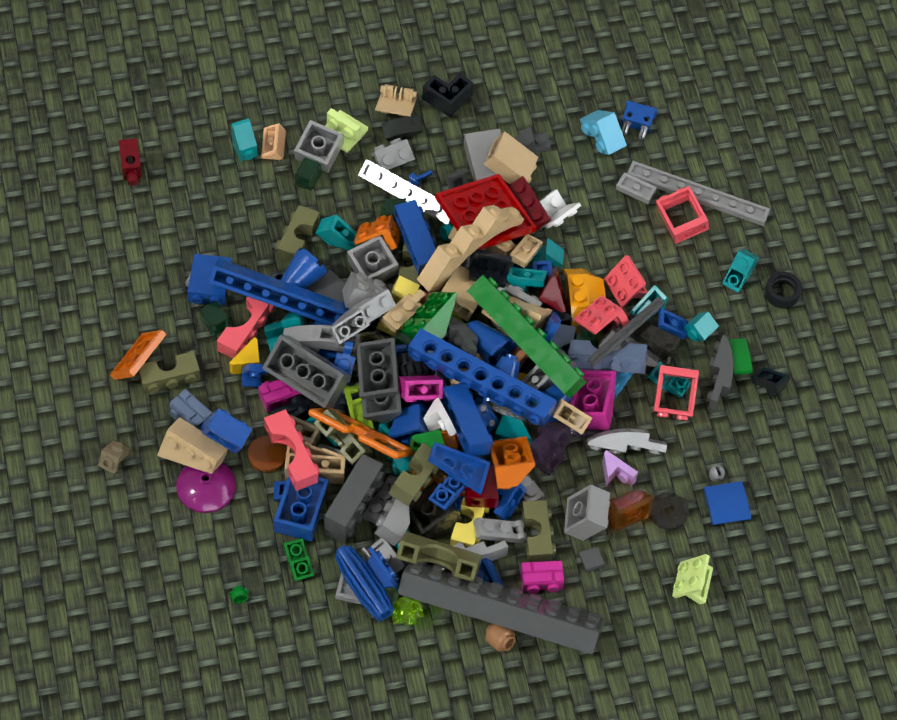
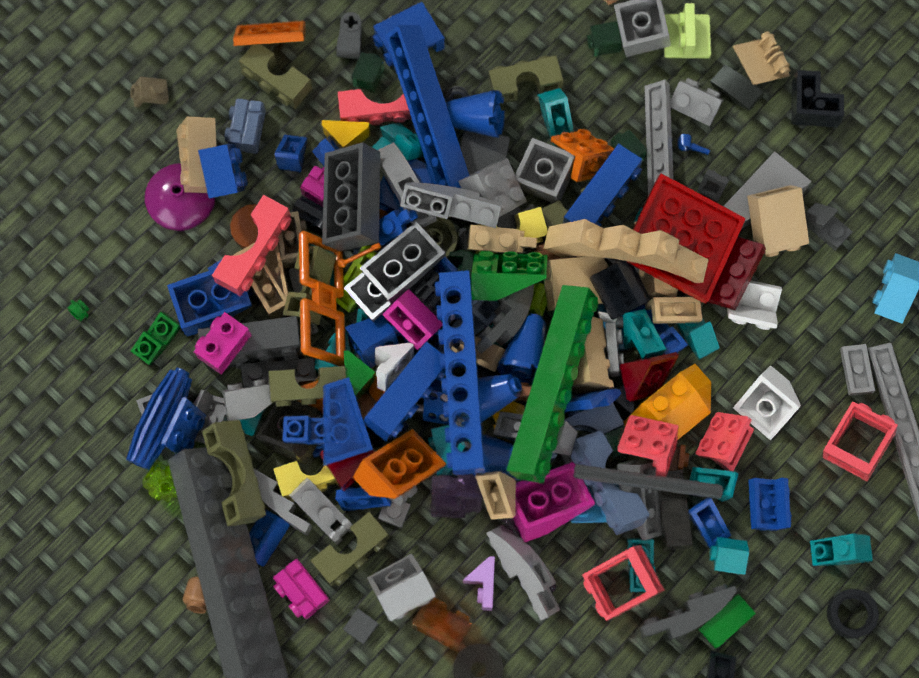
camera: 60 degrees right, 15 degrees up
(180, 312) = (350, 39): none -> dark grey piece
(234, 398) = (291, 153): none -> blue slope
(343, 410) = (342, 263): none -> orange hinge
(349, 503) = (222, 342): none -> dark pink brick
(621, 241) = (769, 402): none -> white slope
(685, 286) = (769, 504): none -> blue bracket

